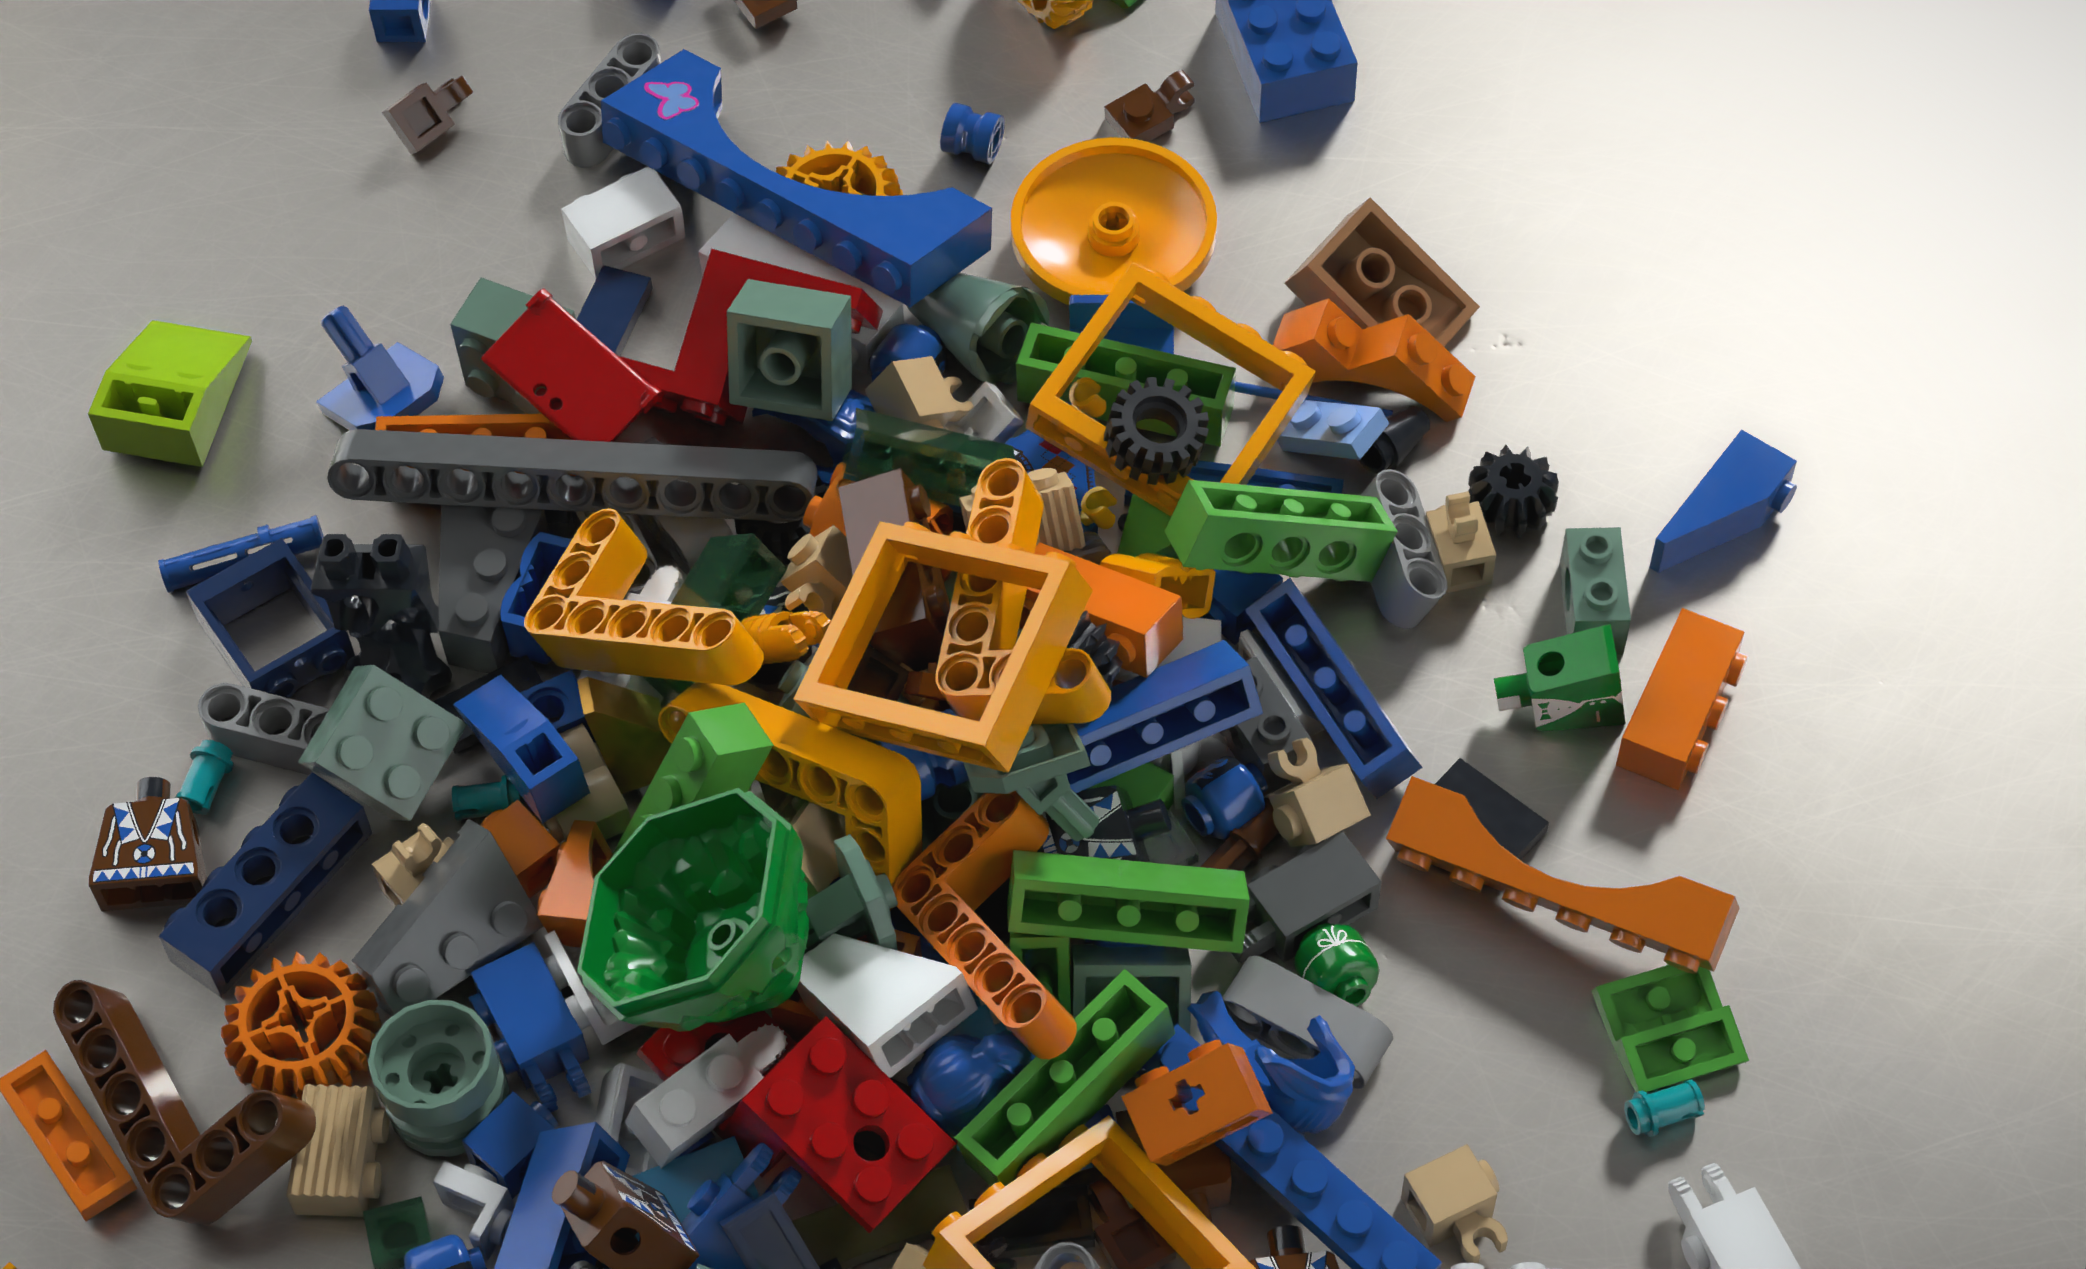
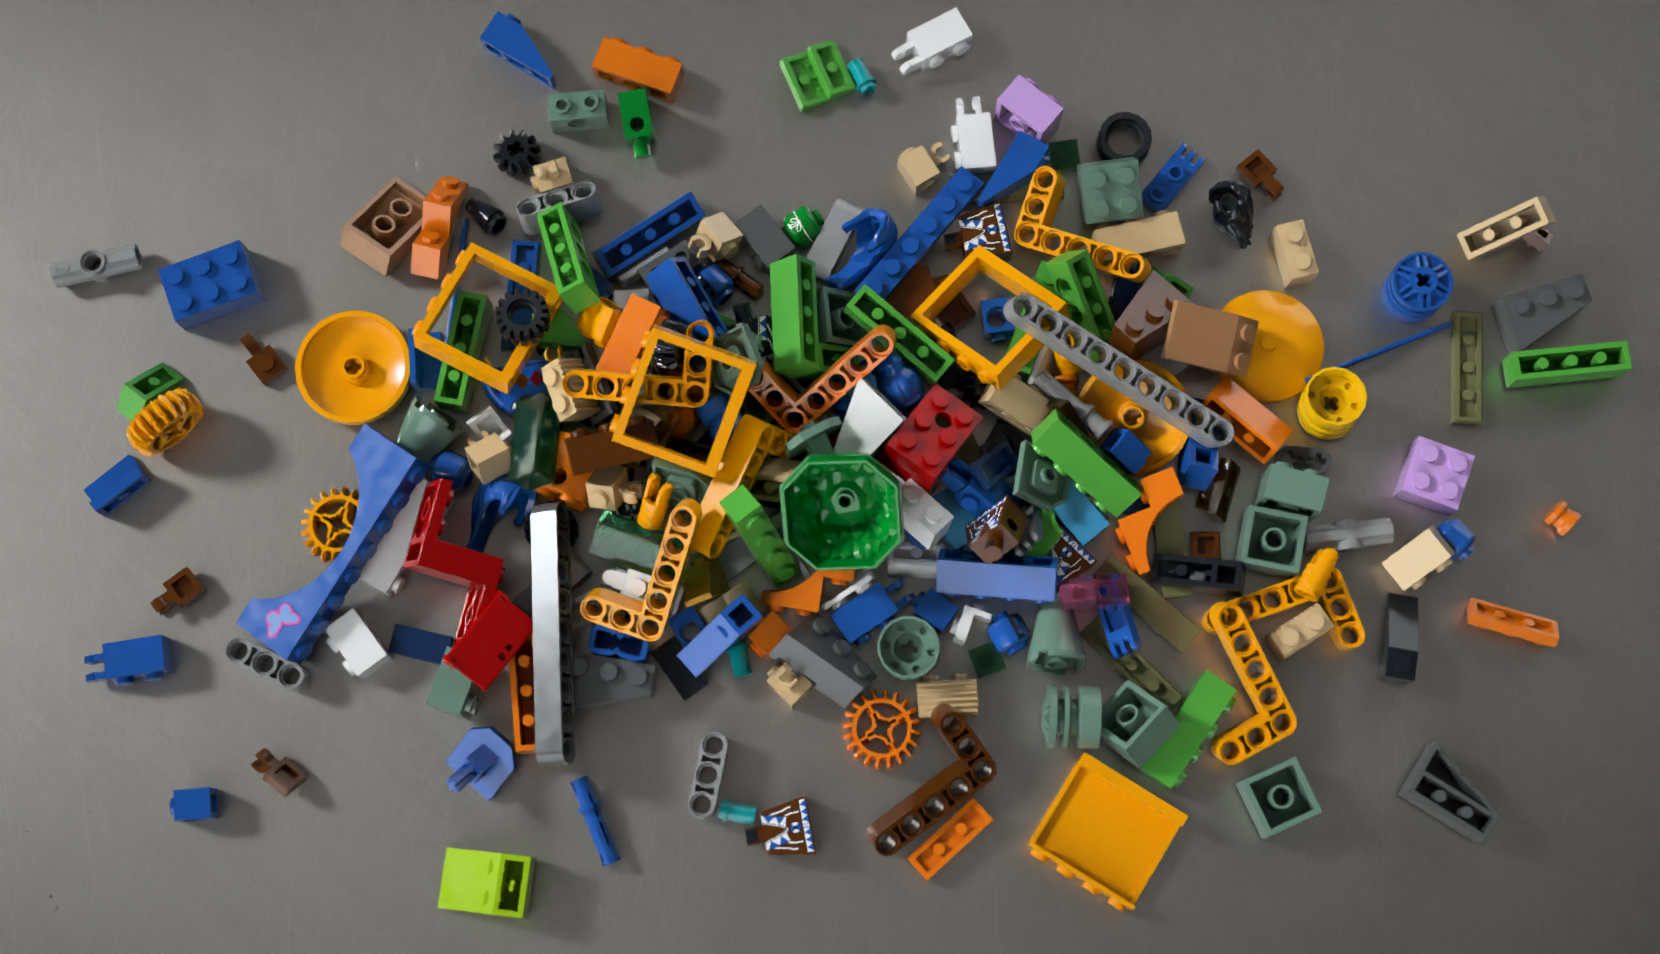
camera: 95 degrees left, 20 degrees up
(263, 911) = (764, 733): dark blue brick -> none
(266, 576) = (617, 811): dark blue window -> none
(383, 743) = (723, 710): sand green brick -> none
(392, 606) = (648, 722): black hips -> none
(789, 349) = (476, 517): sand green brick -> none
(972, 133) = (286, 454): blue wheel -> none
(1229, 1104) = (913, 284): orange brick -> none
(1333, 429) = (489, 235): light blue plate -> none
(1502, 814) = (707, 162): black tile -> none
(1670, 916) = (771, 68): orange arch -> none

